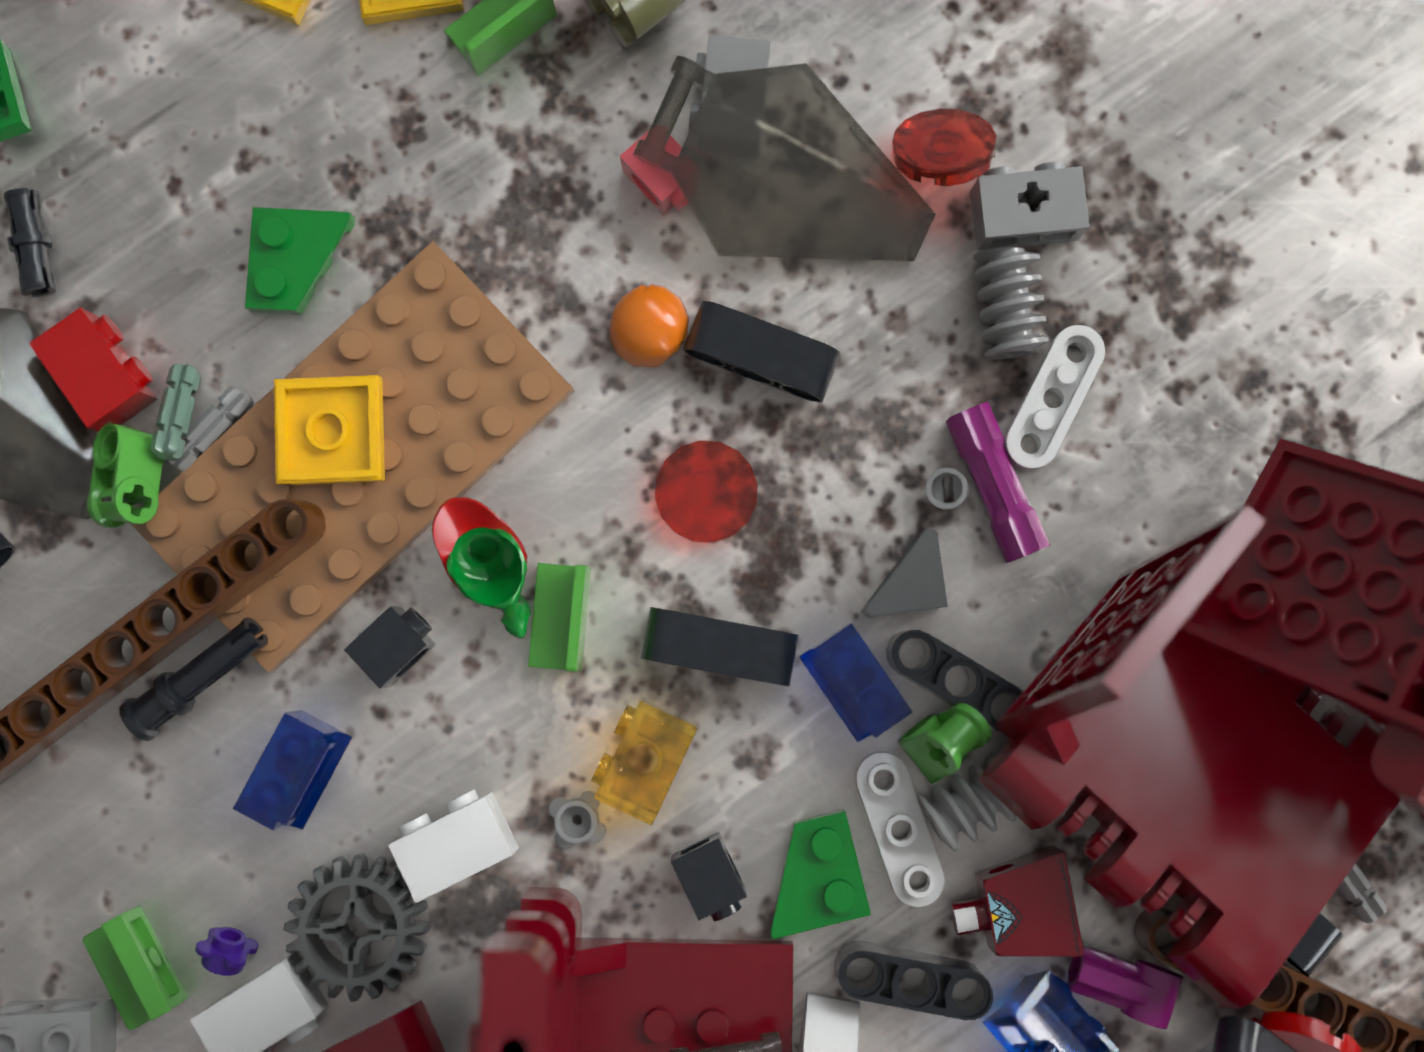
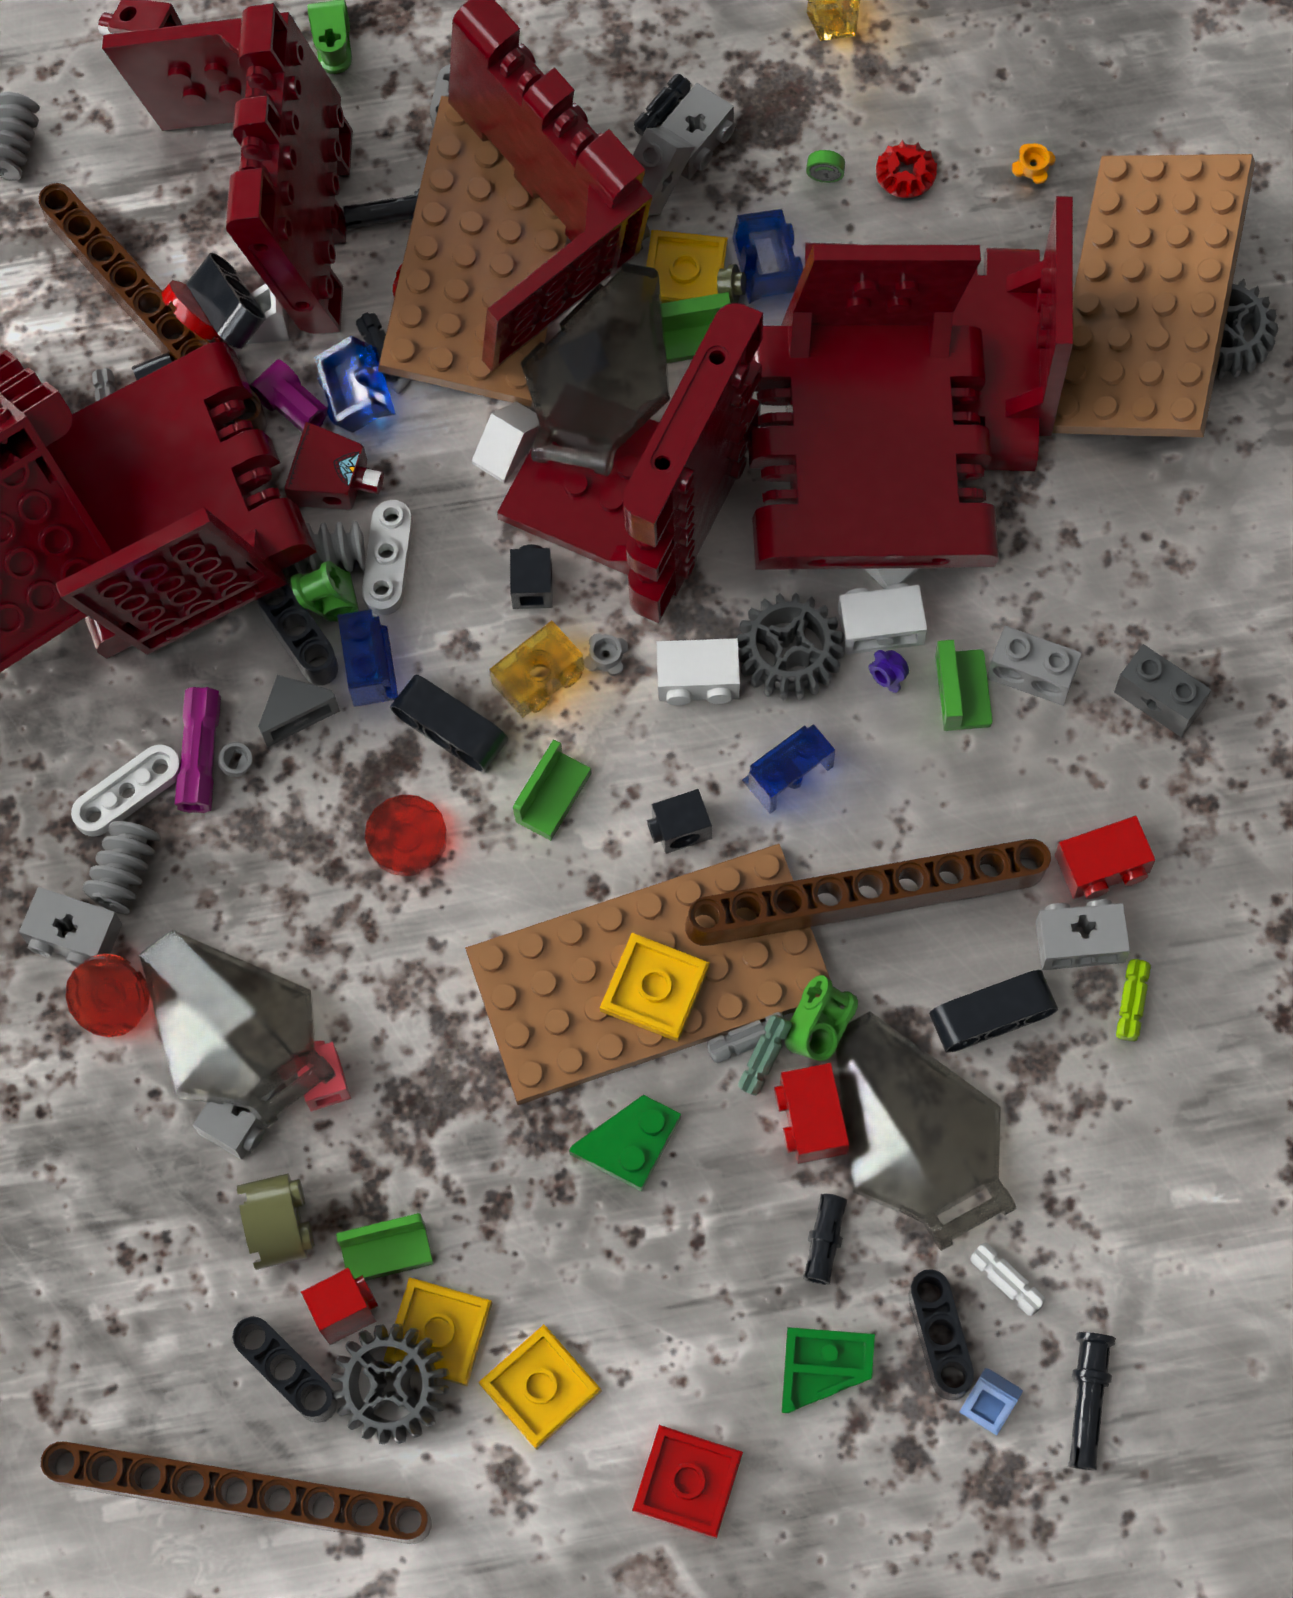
camera: 155 degrees left, 15 degrees down
(176, 691) = (849, 854): black pin -> none
(483, 559) = (583, 840): green hair -> none
(648, 326) = (388, 970): orange hair -> none
(762, 351) = (316, 912): black beam -> none
(820, 877) = (457, 548): green wing -> none
(932, 997) = (420, 442): black beam -> none

